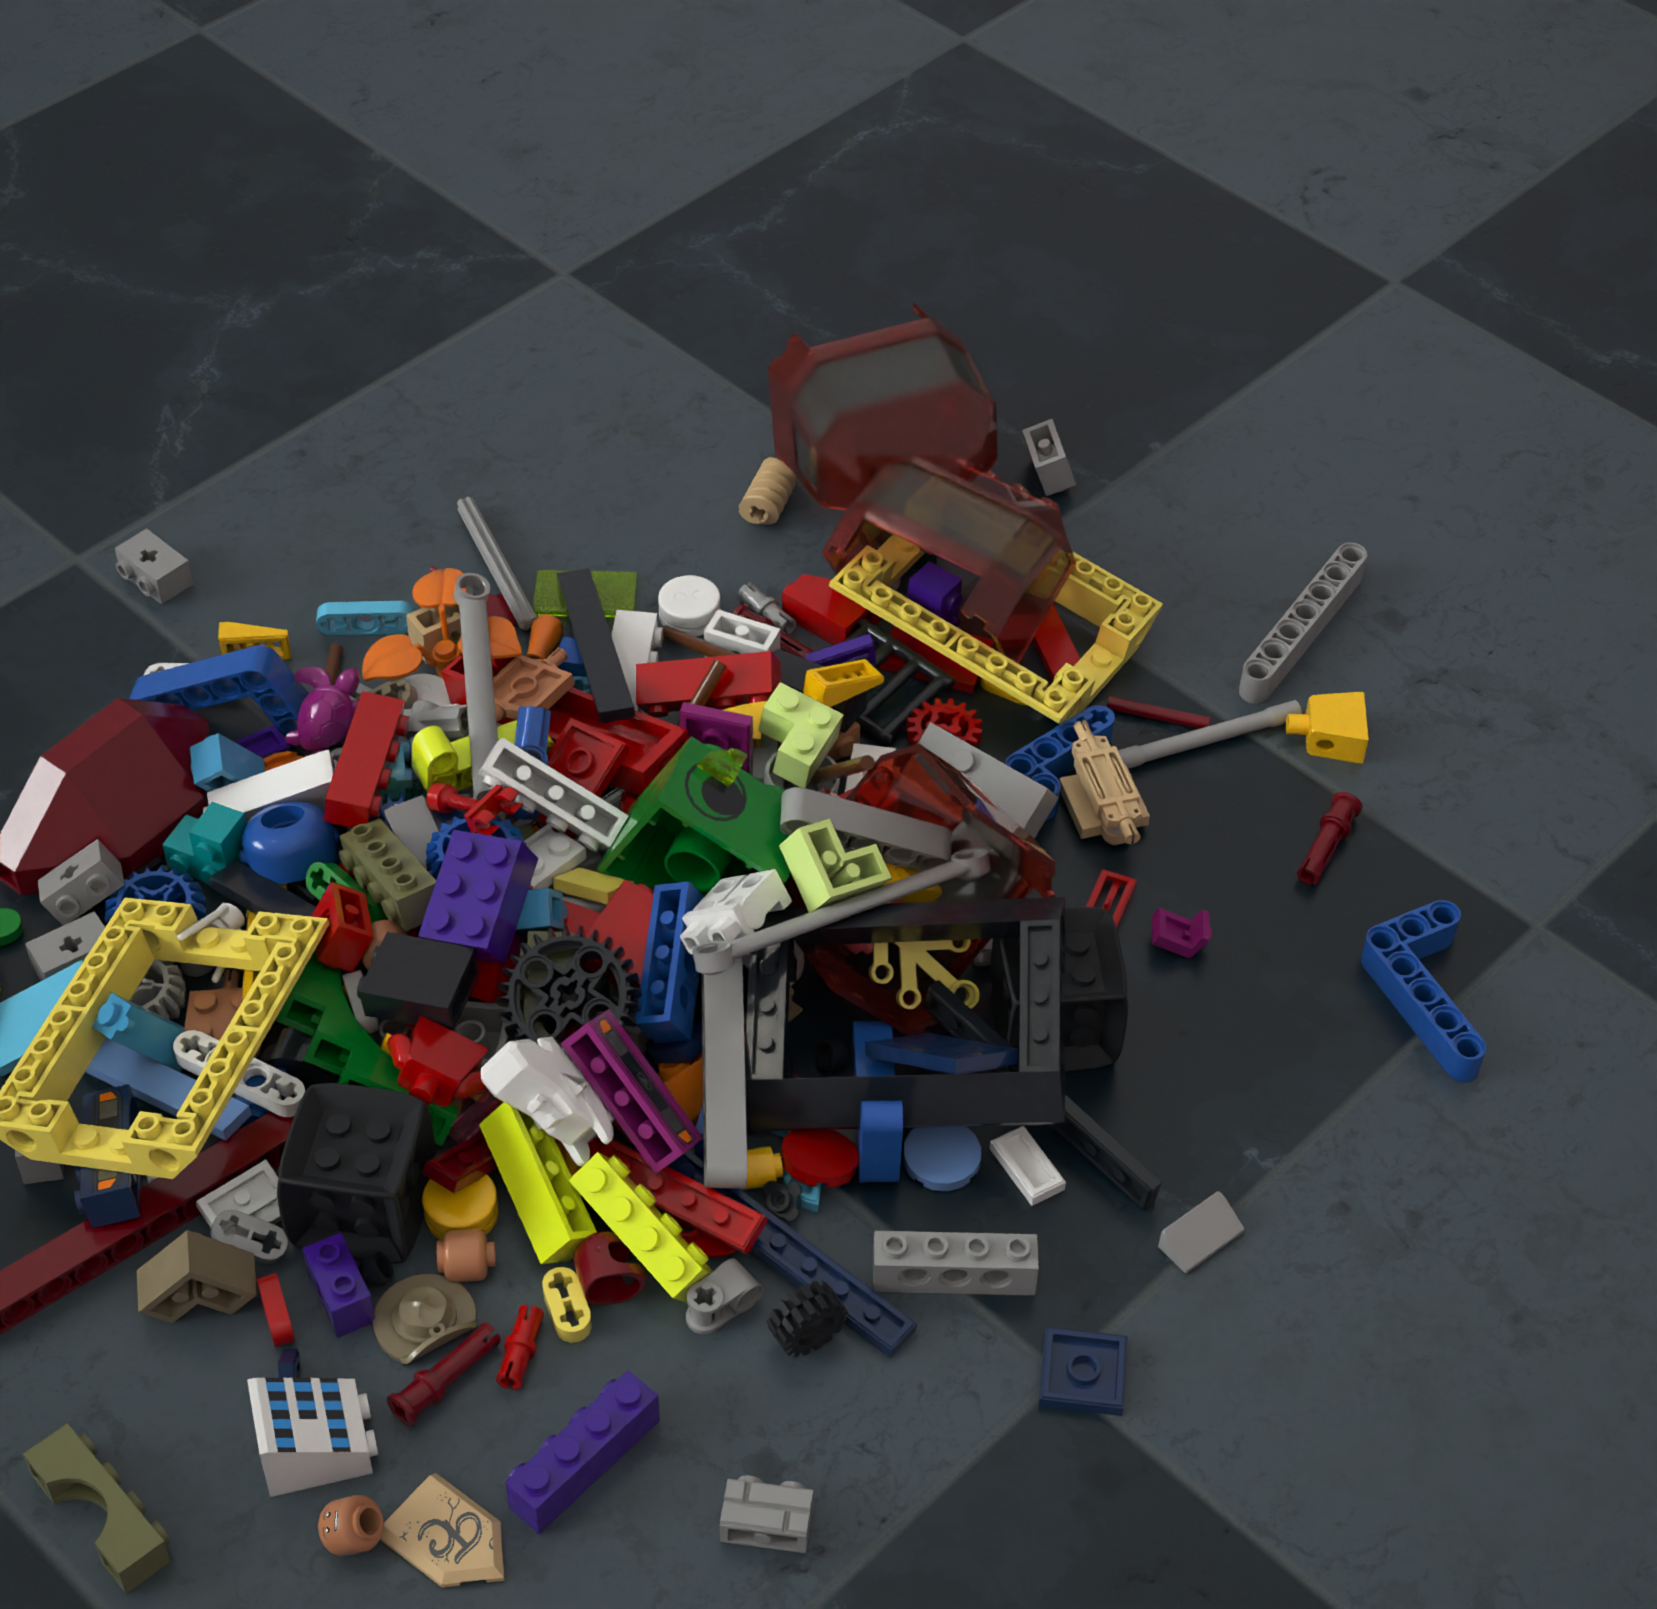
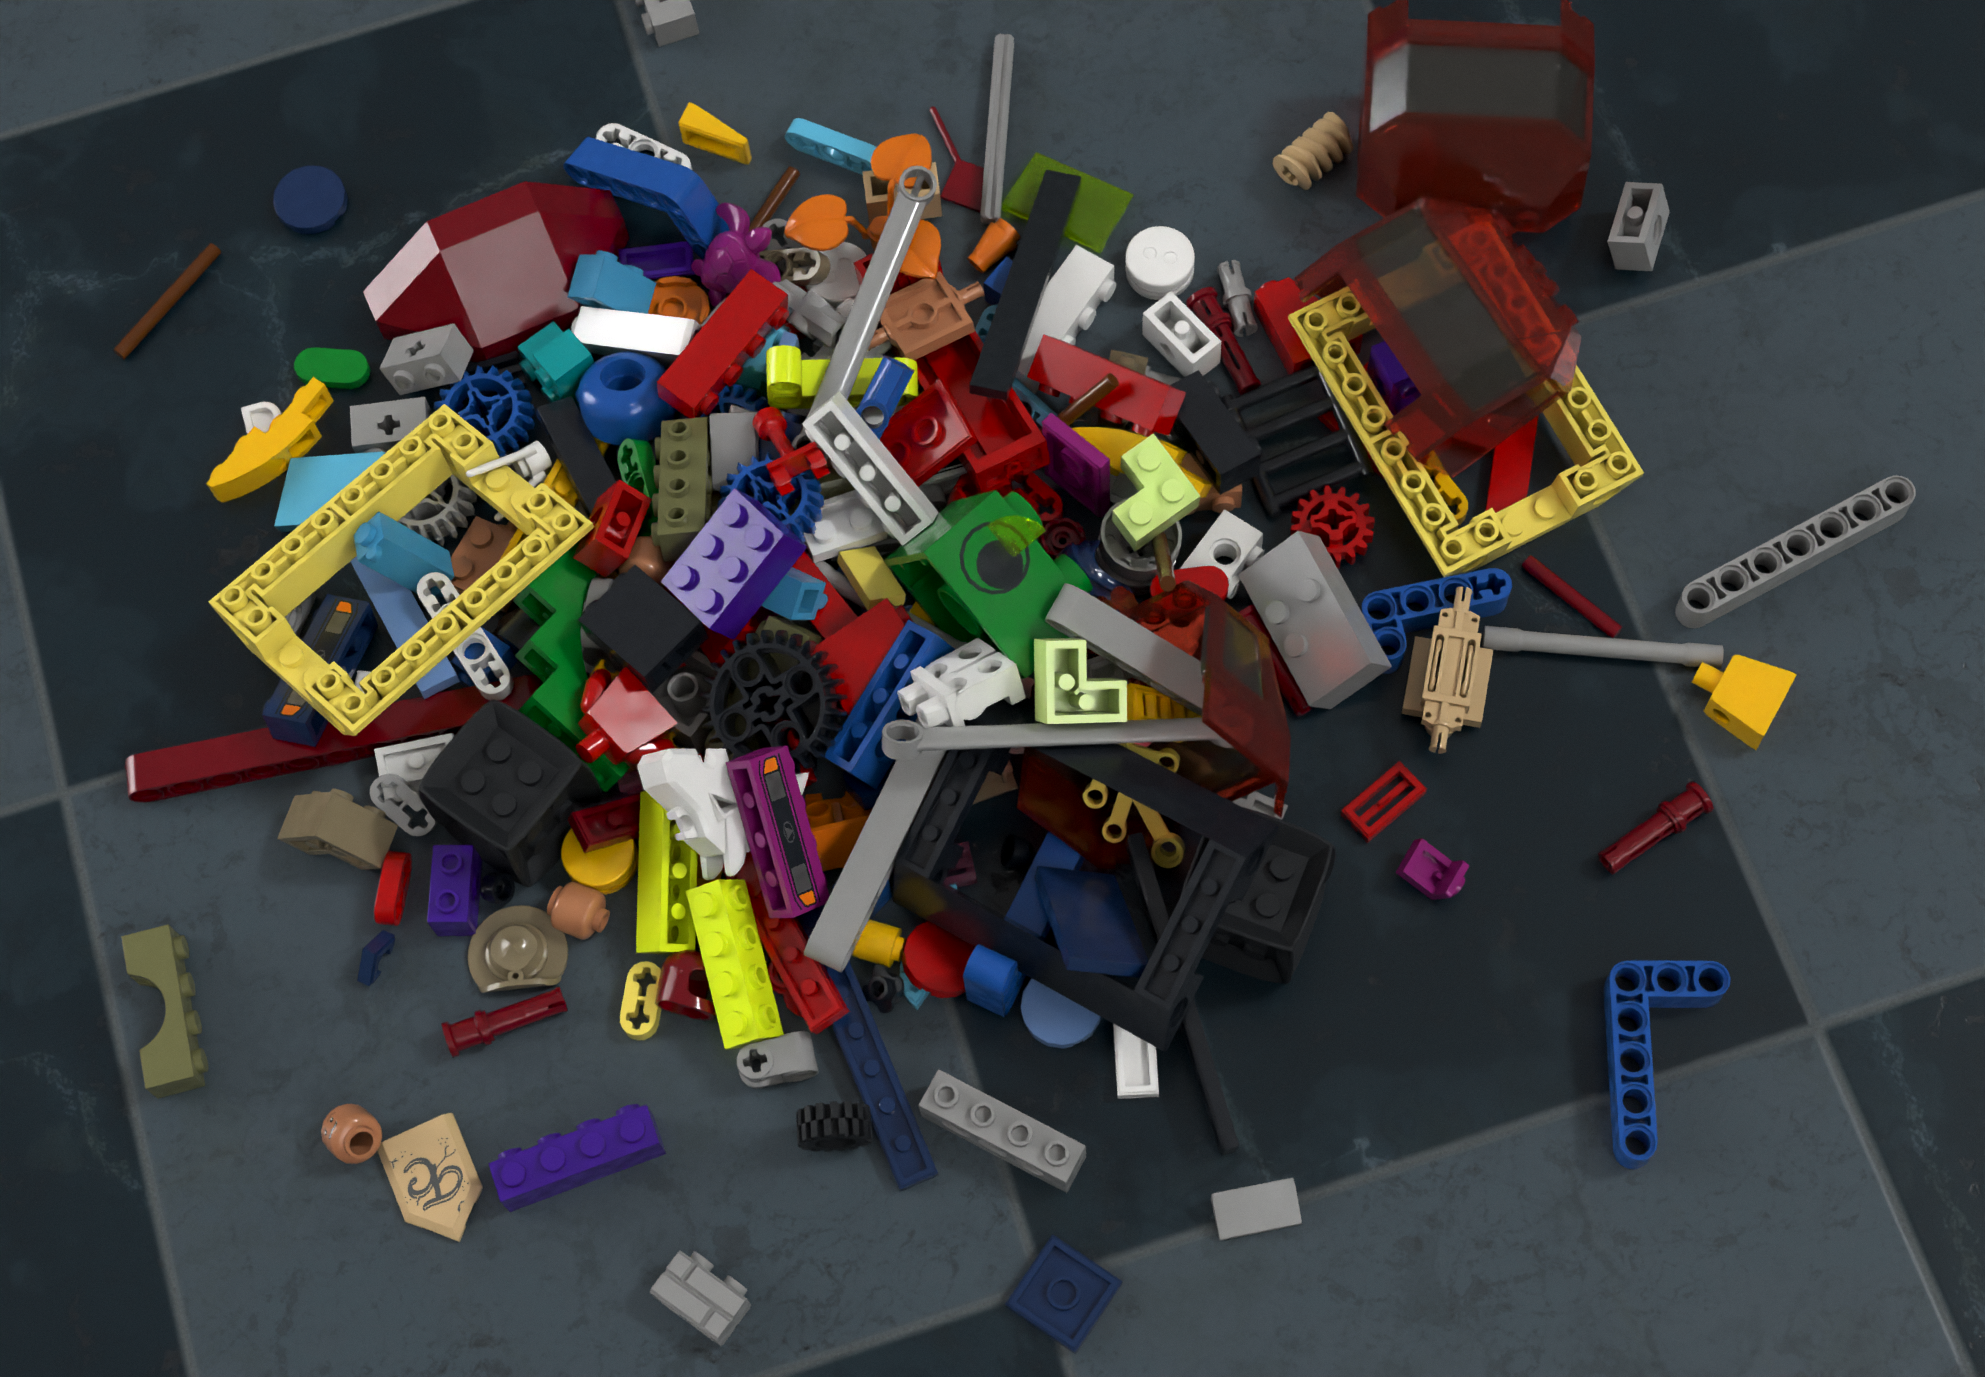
camera: 35 degrees right, 20 degrees up
(310, 1431) = (359, 1026): white slope -> none
(520, 1347) = (581, 1024): red pin -> none
(693, 643) = (1136, 327): reddish brown bar -> none
(840, 681) = (1219, 458): yellow slope -> none
(845, 652) = (1266, 401): dark purple tile -> none

